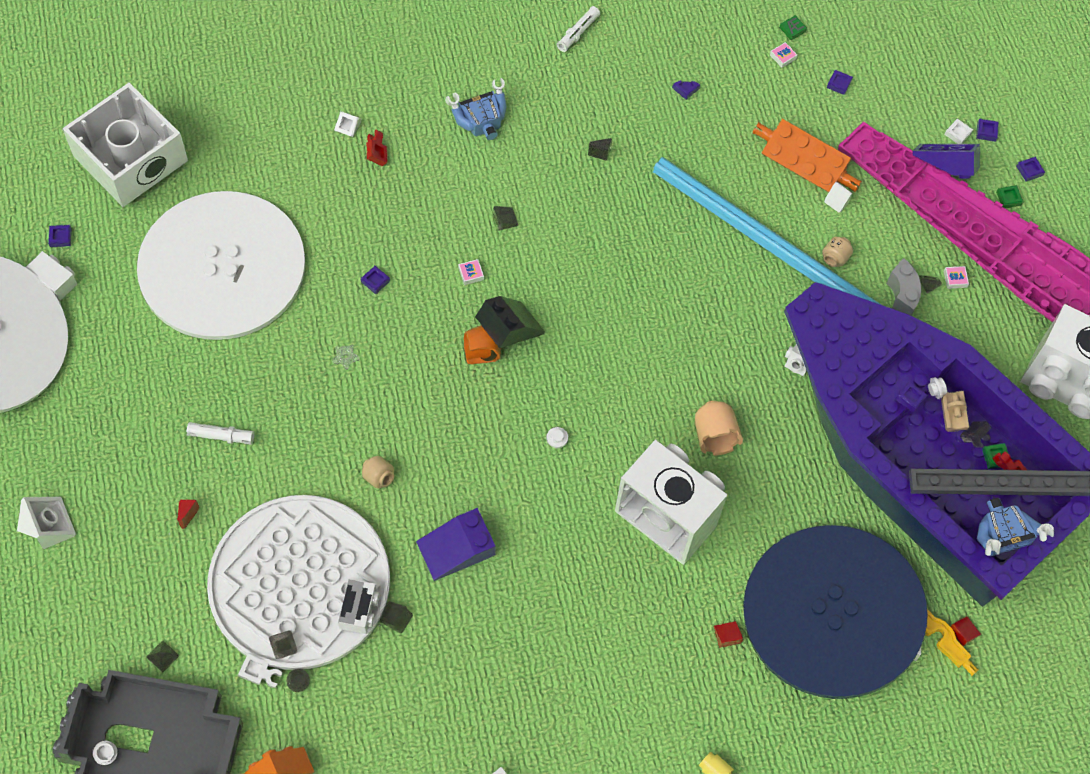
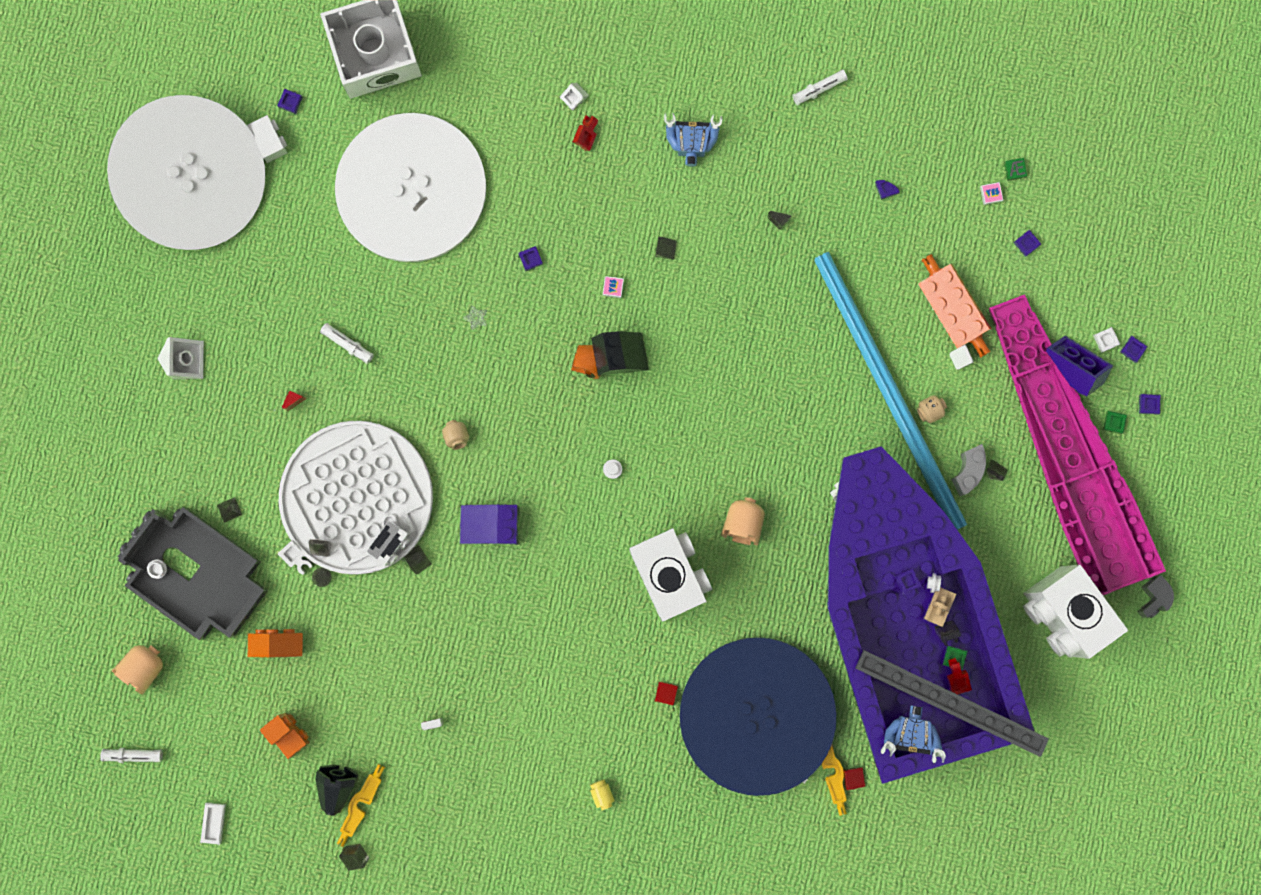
camera: 30 degrees right, 20 degrees up
(956, 277) = (1022, 476): tile -> none

